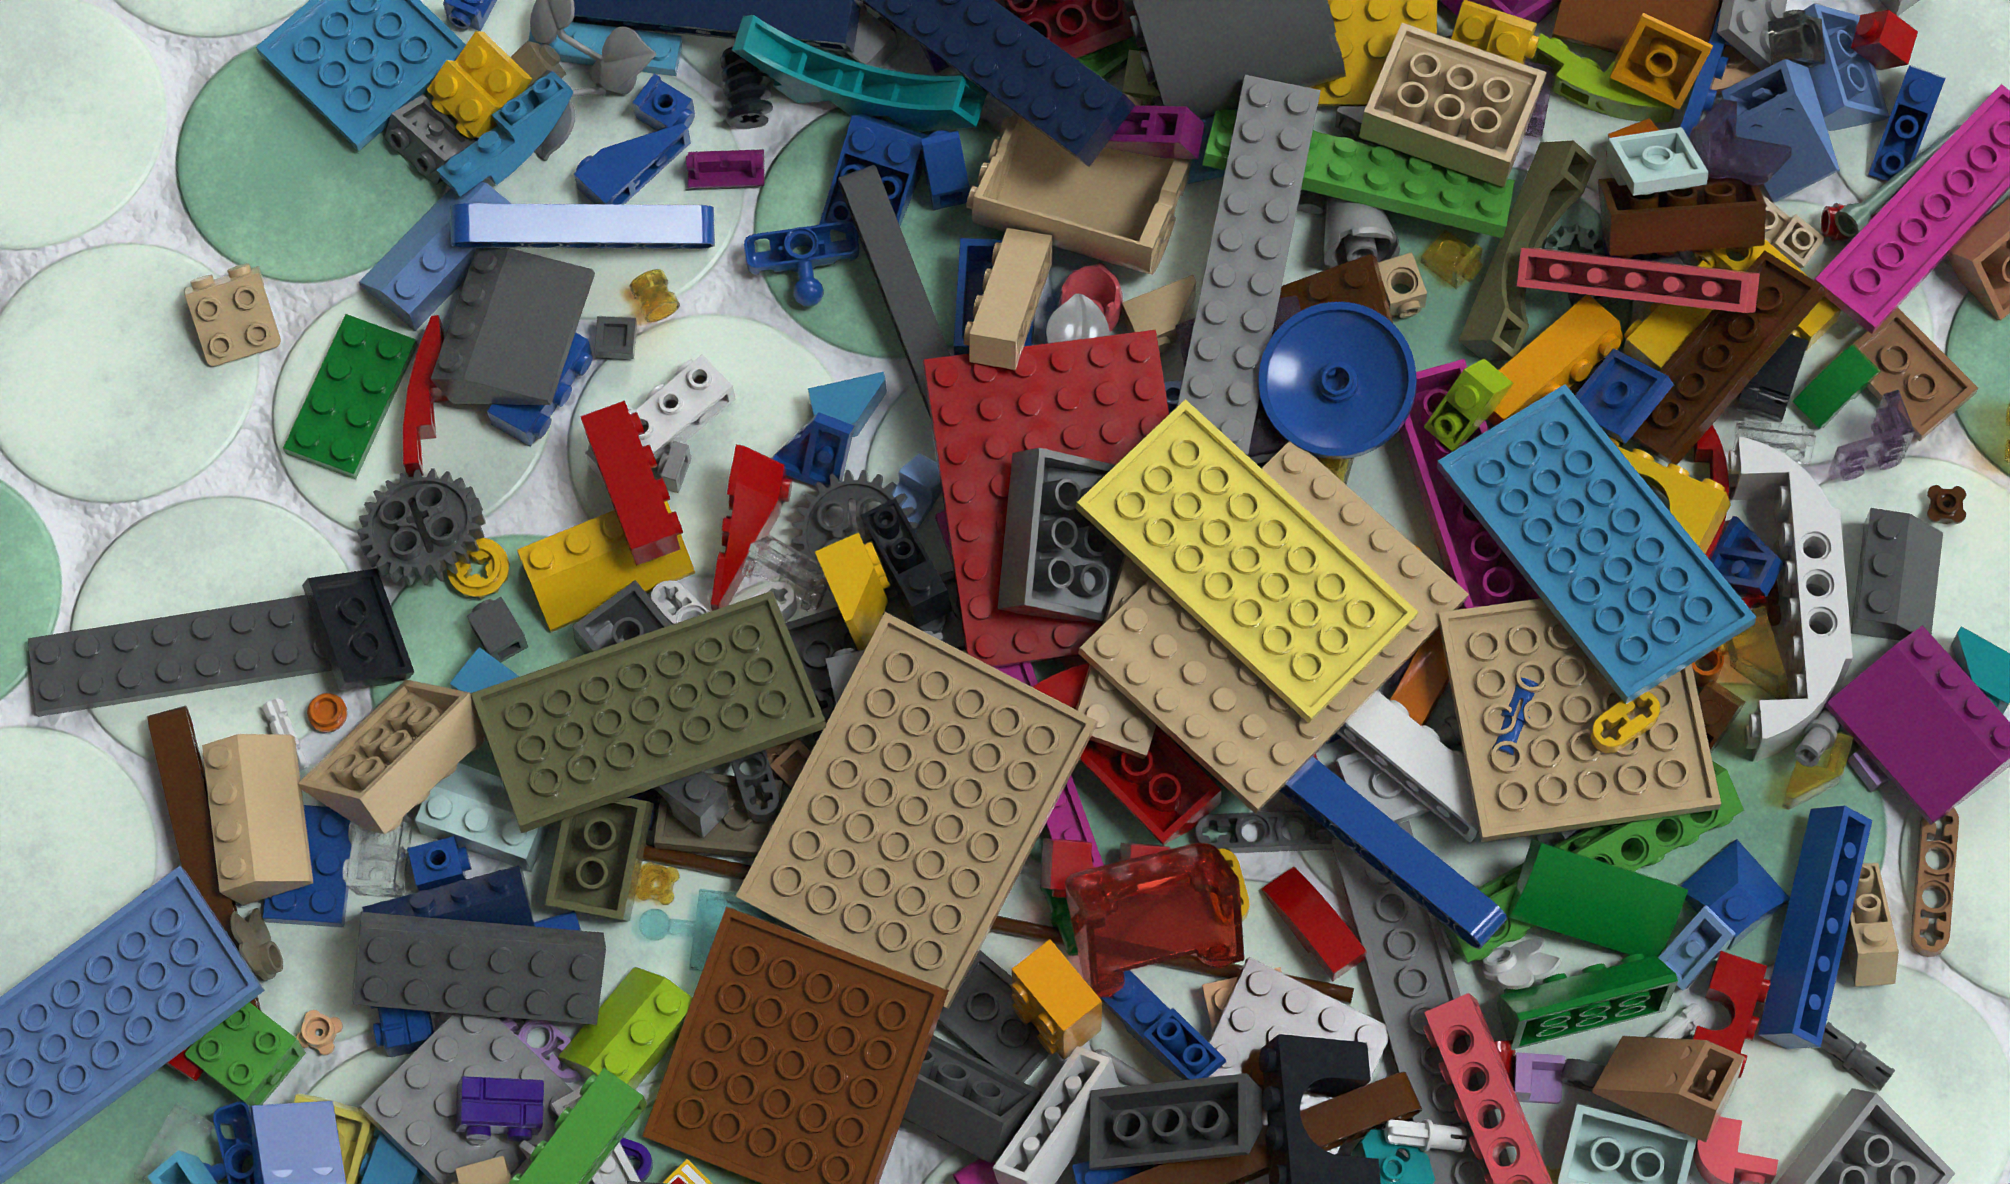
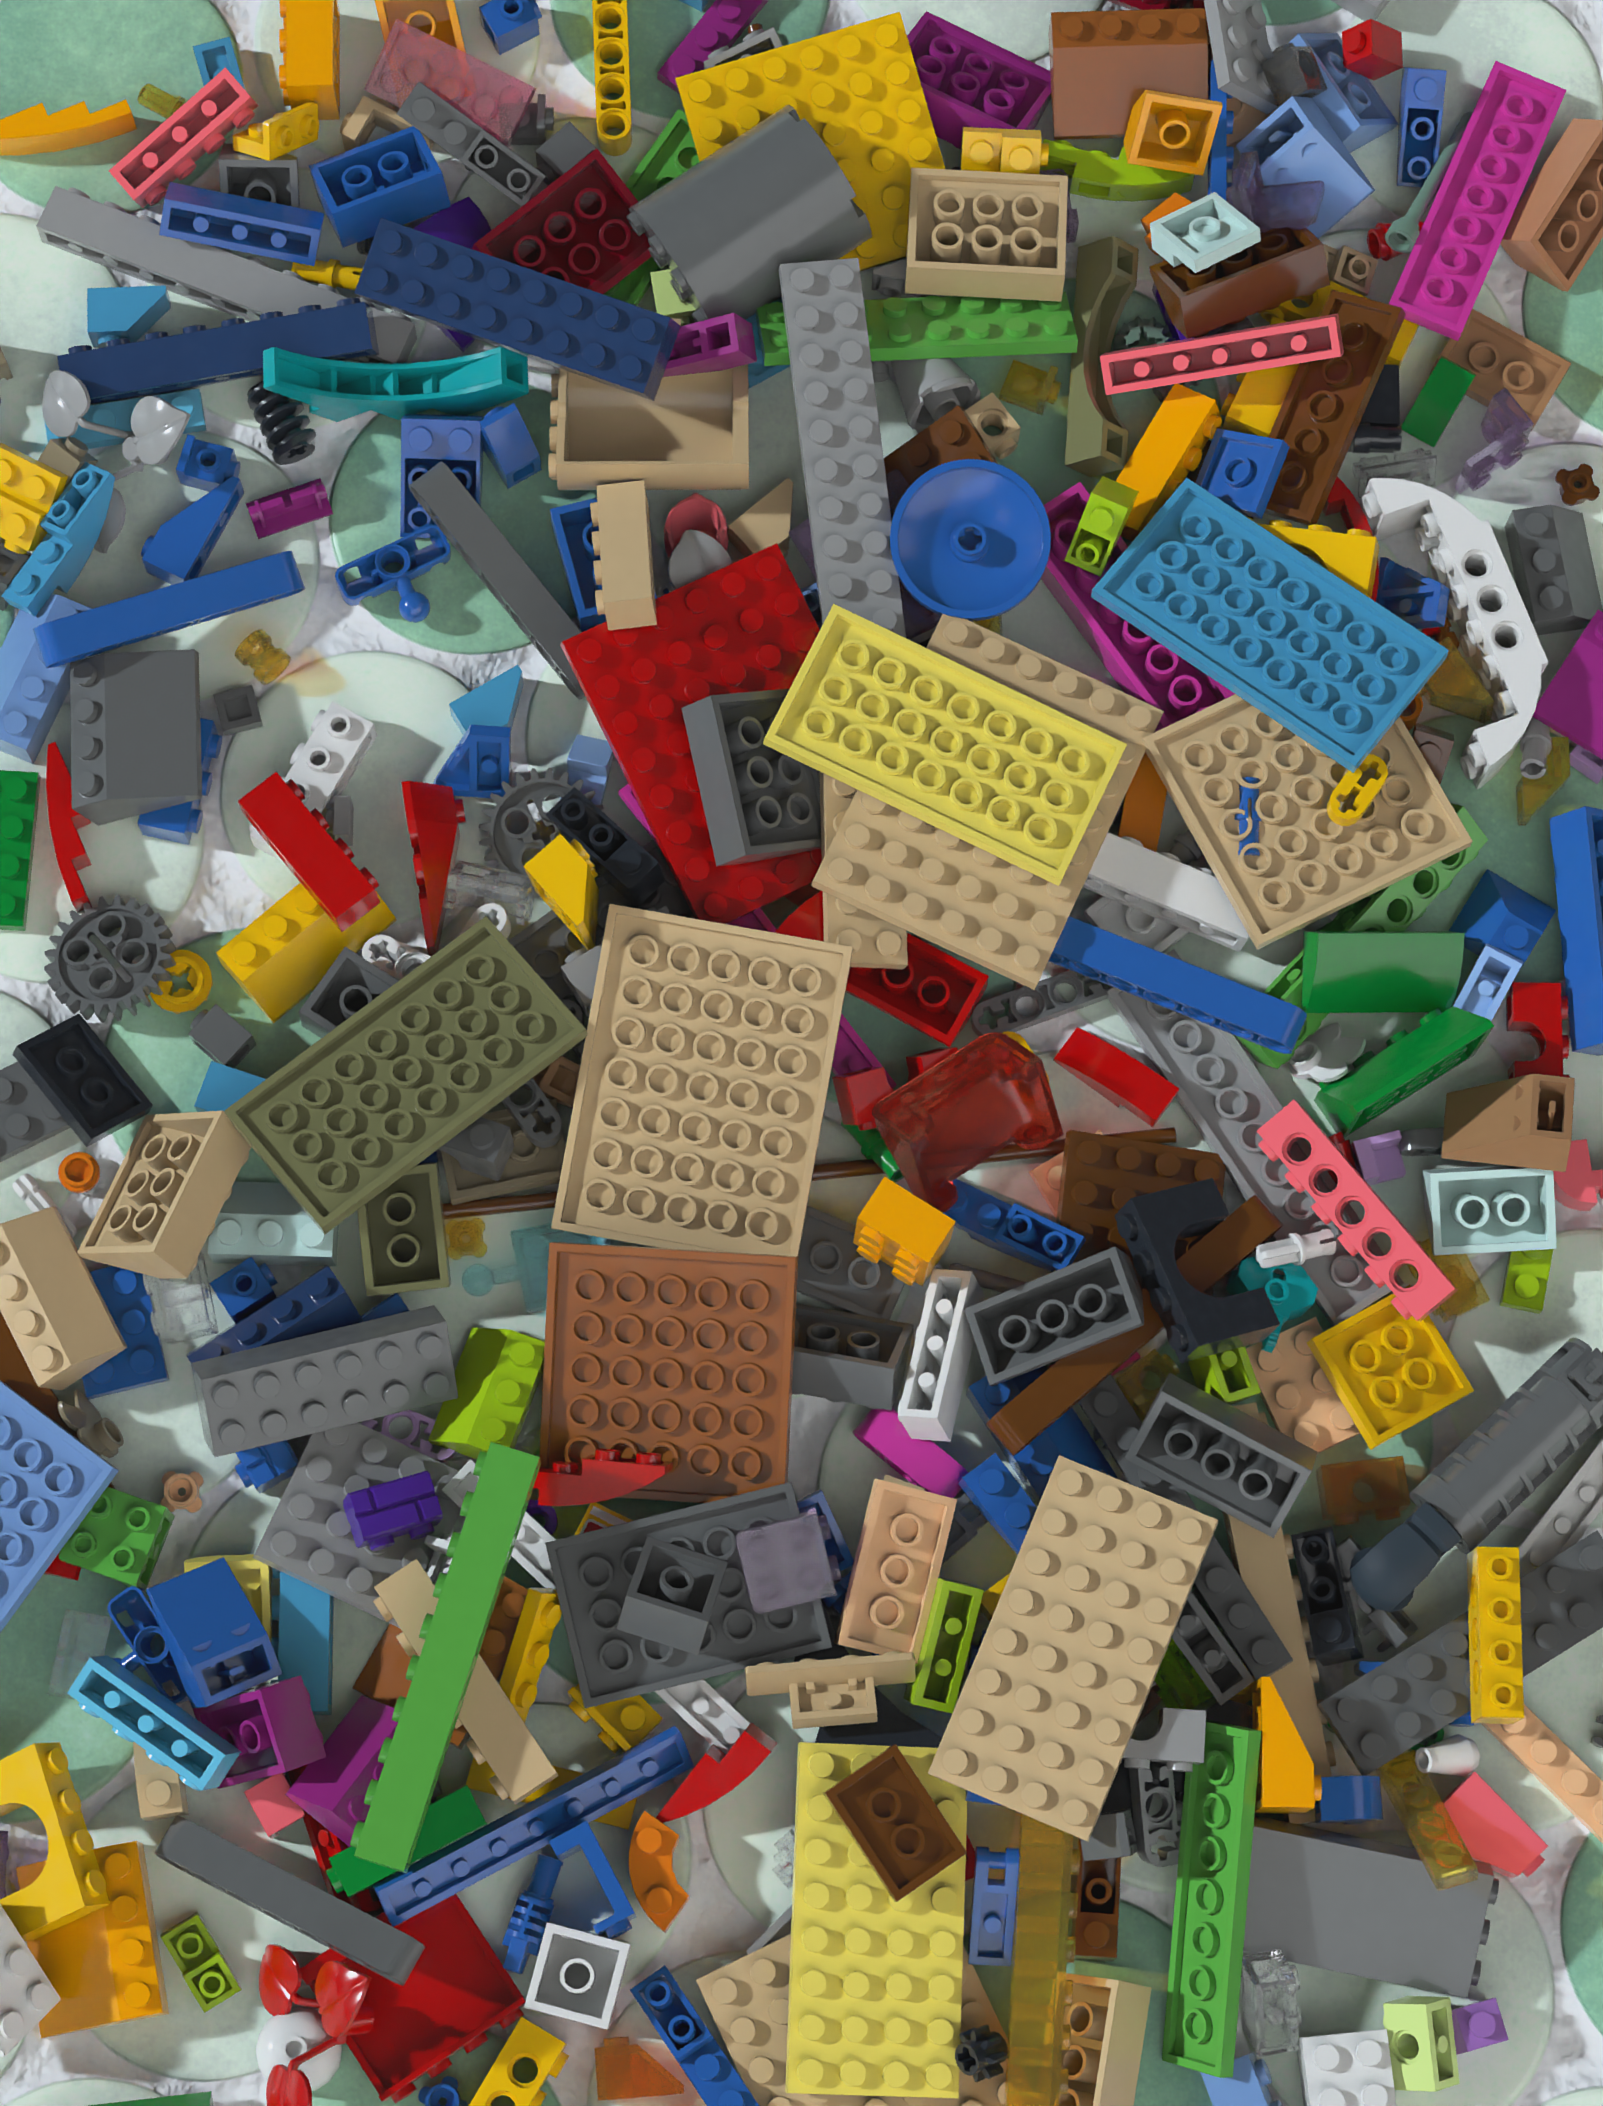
camera: 25 degrees left, 5 degrees up
(700, 1138) = (601, 1477): none -> red slope
(1681, 1026) = (1495, 1066): white axle -> none

